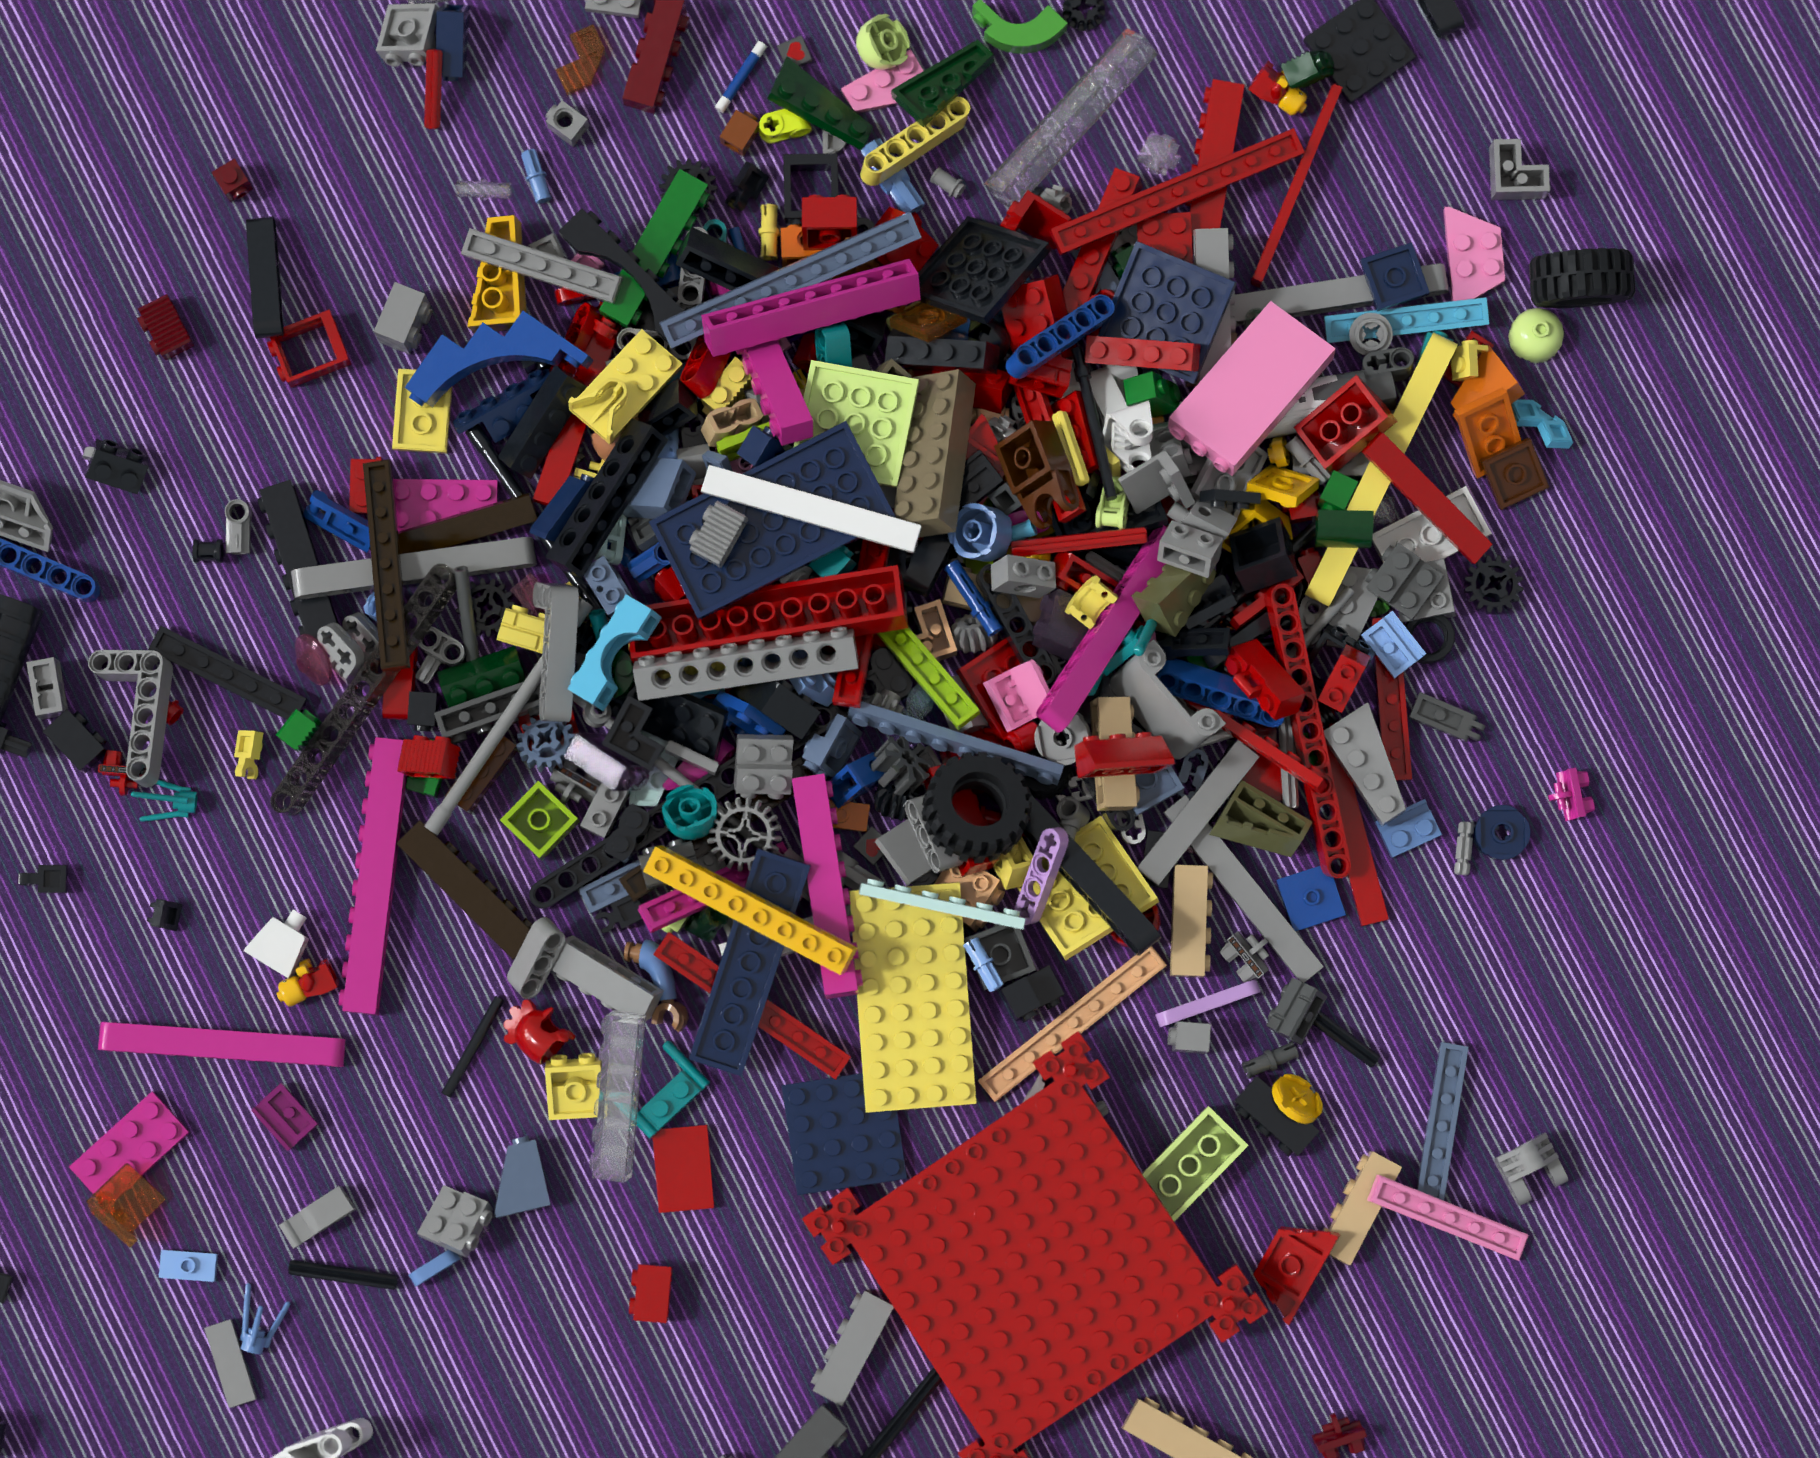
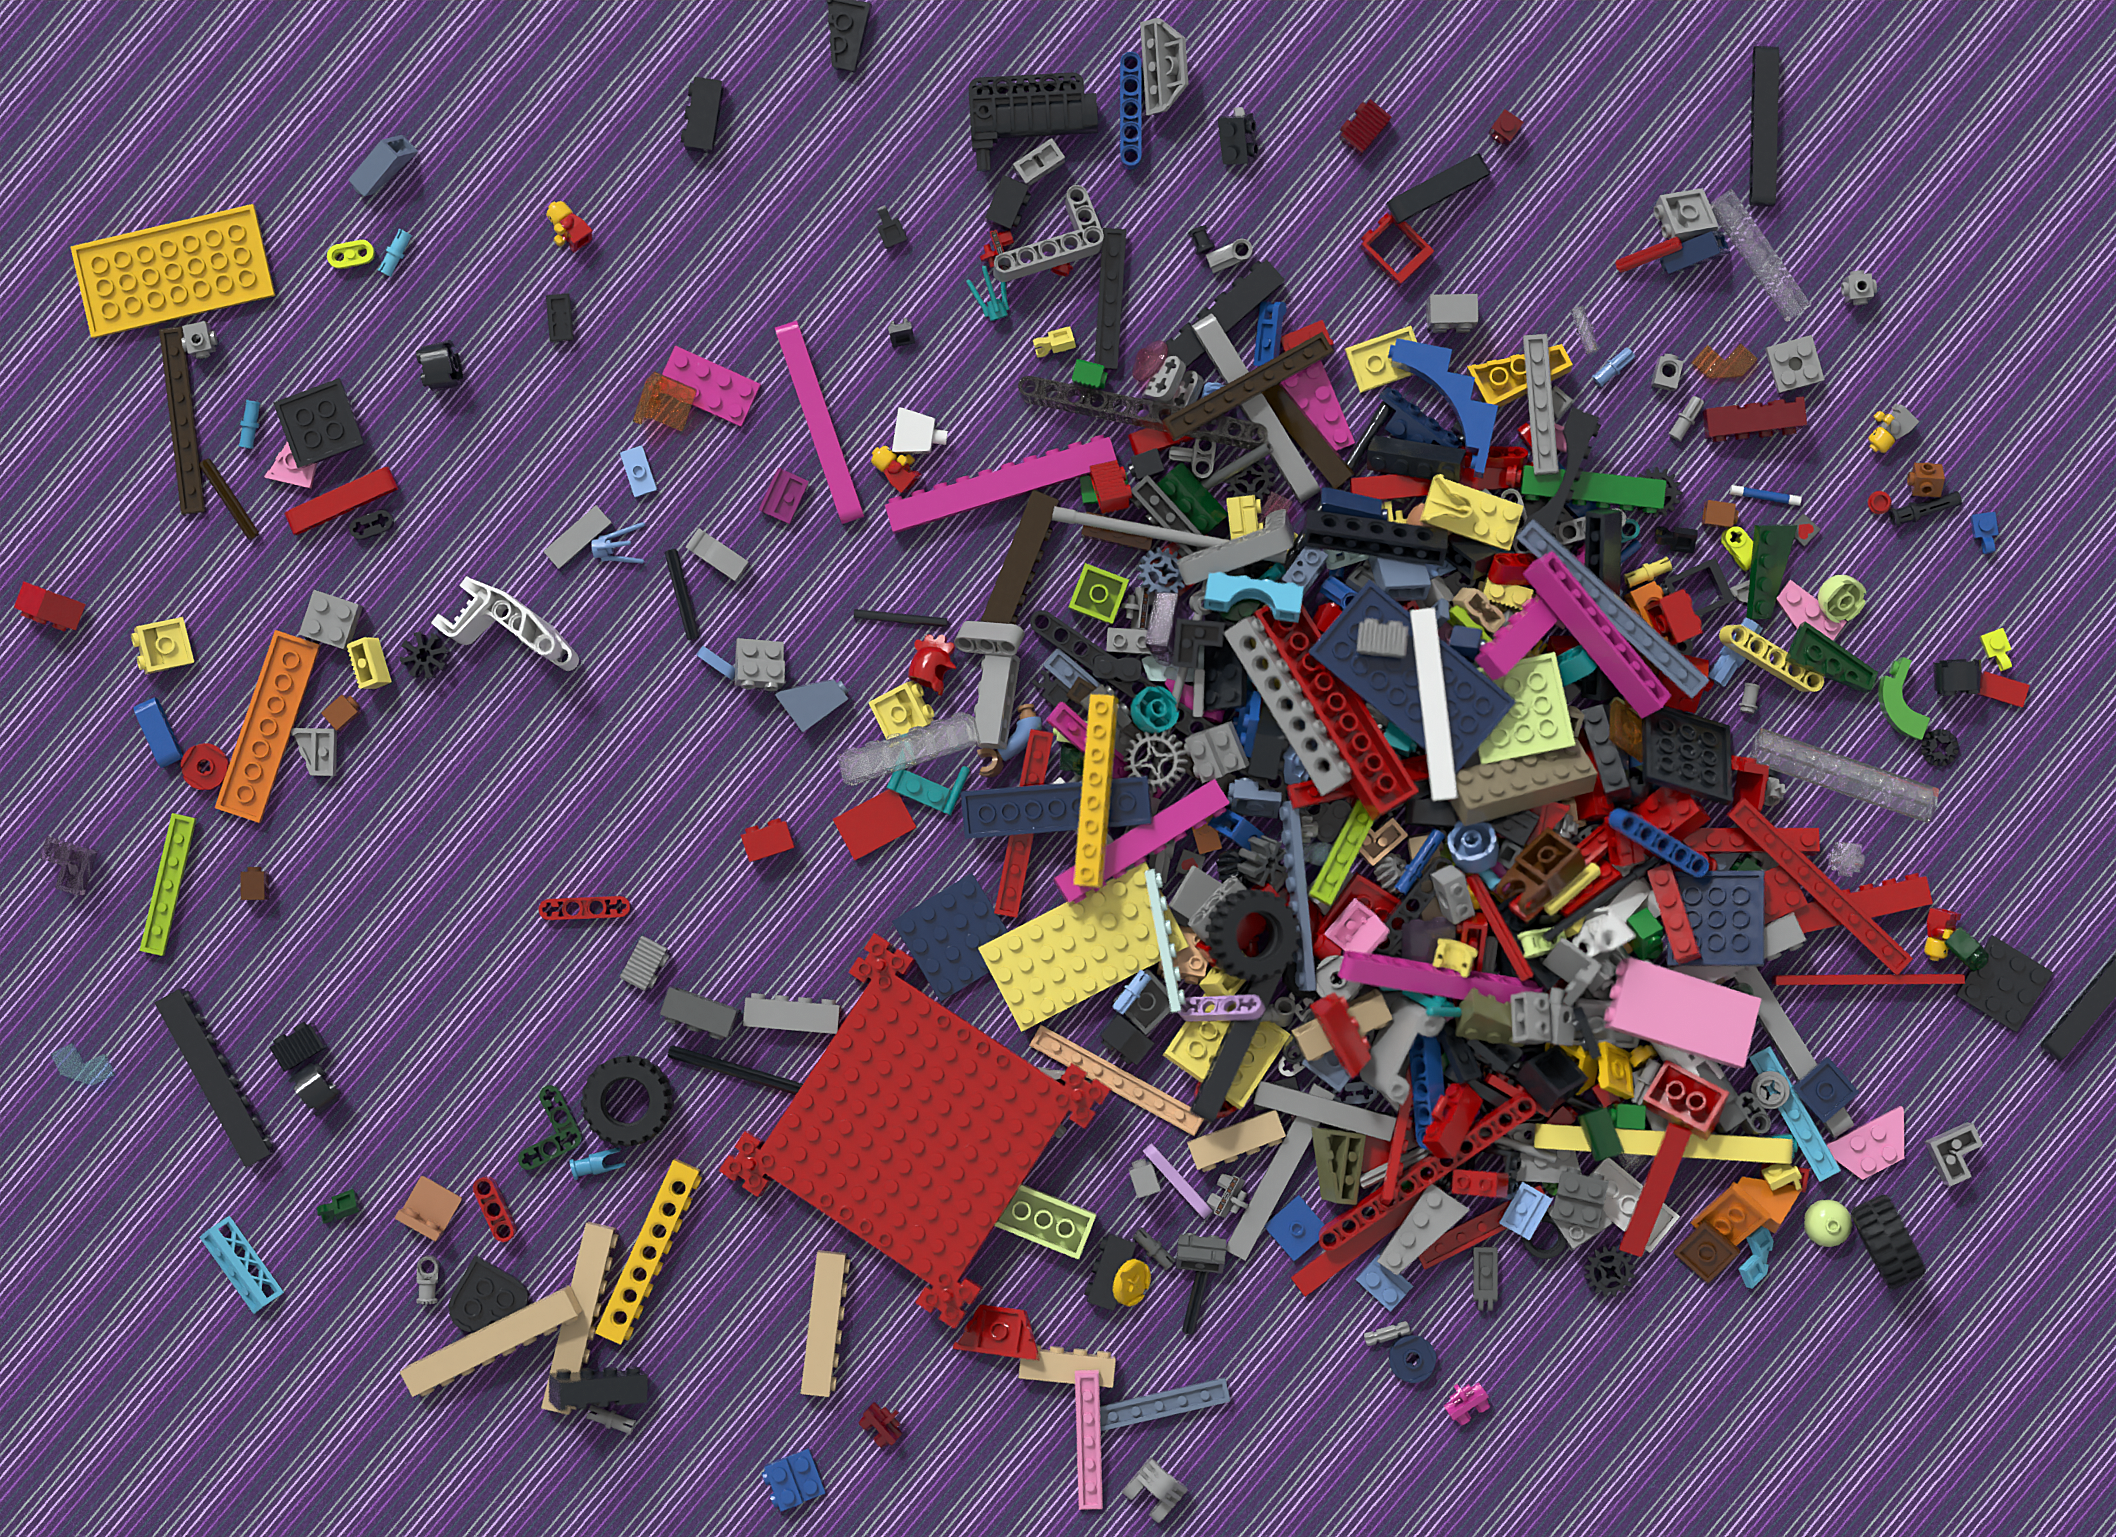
camera: 70 degrees right, 5 degrees up
(624, 124) = (1686, 418): none -> light grey axle

